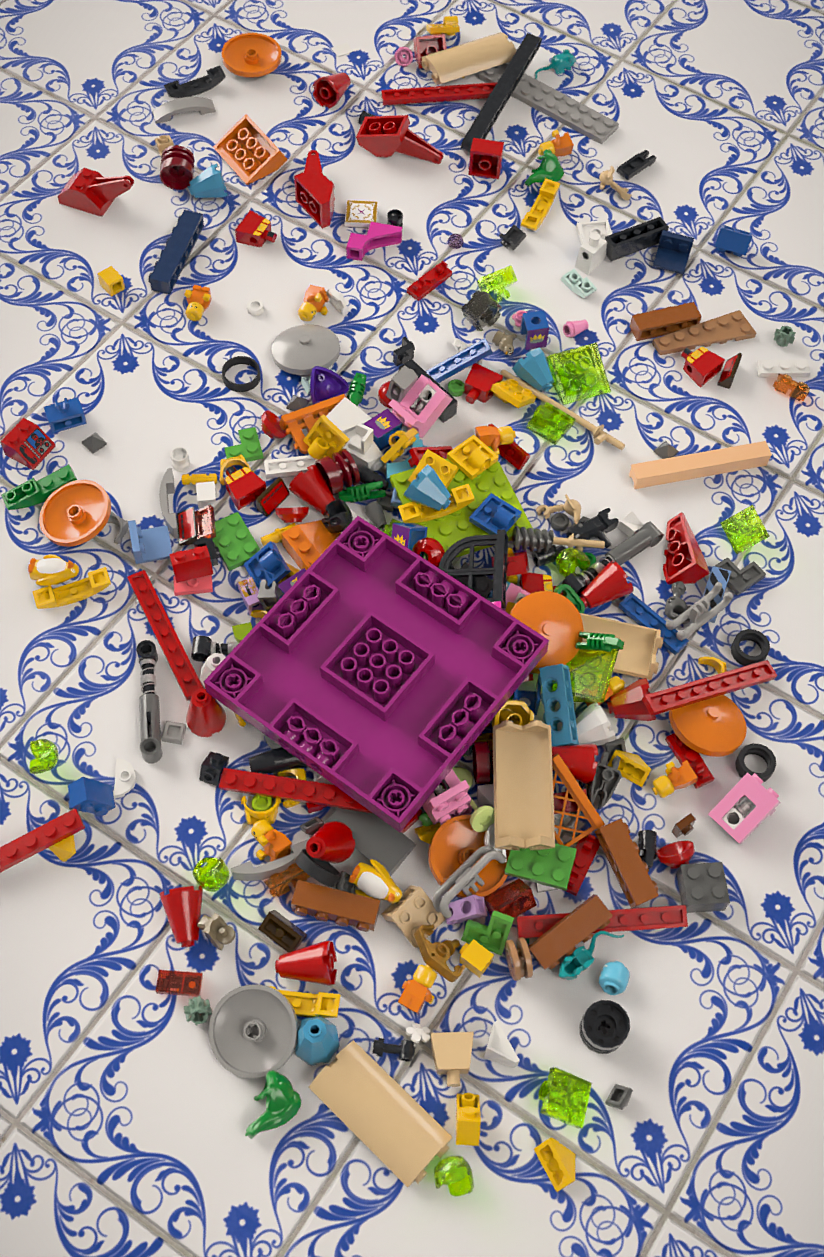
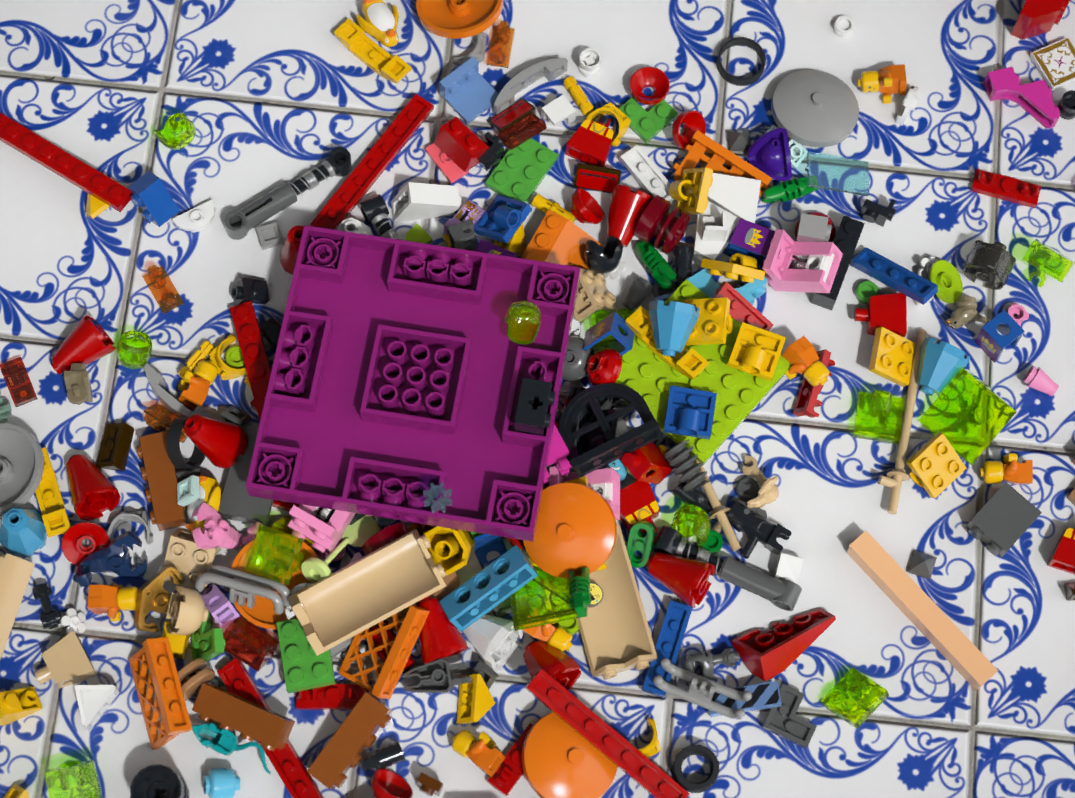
camera: 60 degrees right, 10 degrees up
(125, 506) = (501, 45): none -> clear orange hinge
(169, 831) = (162, 288): none -> clear orange hinge
(219, 611) = (425, 201): none -> white slope
(221, 427) = (651, 78): none -> red piece
(246, 835) = (199, 355): none -> yellow axle
(355, 939) = (129, 516): none -> light grey helmet
(361, 884) = (188, 490): none -> light aqua tile
(362, 360) = (837, 174): none -> clear light blue piece
(364, 987) = (72, 543): none -> red dish
(379, 569) = (523, 322): none -> clear neon green helmet
(381, 976) = (111, 559): none -> dark blue animal
(408, 879) = (218, 532): none -> bright pink animal
(453, 591) = (532, 393): none -> black brick
(454, 841) = (275, 554): none -> clear neon green plate
(464, 933) = (186, 611): none -> tan cylinder
(473, 338) = (948, 281): none -> lime dish
(493, 687) = (433, 493): none -> clear light blue gear
(522, 975) = (169, 697): none -> orange fence
(604, 408) = (935, 465): none -> yellow plate
(626, 376) = (1011, 472): none -> piece
(660, 391) = (1003, 520): none -> dark grey brick

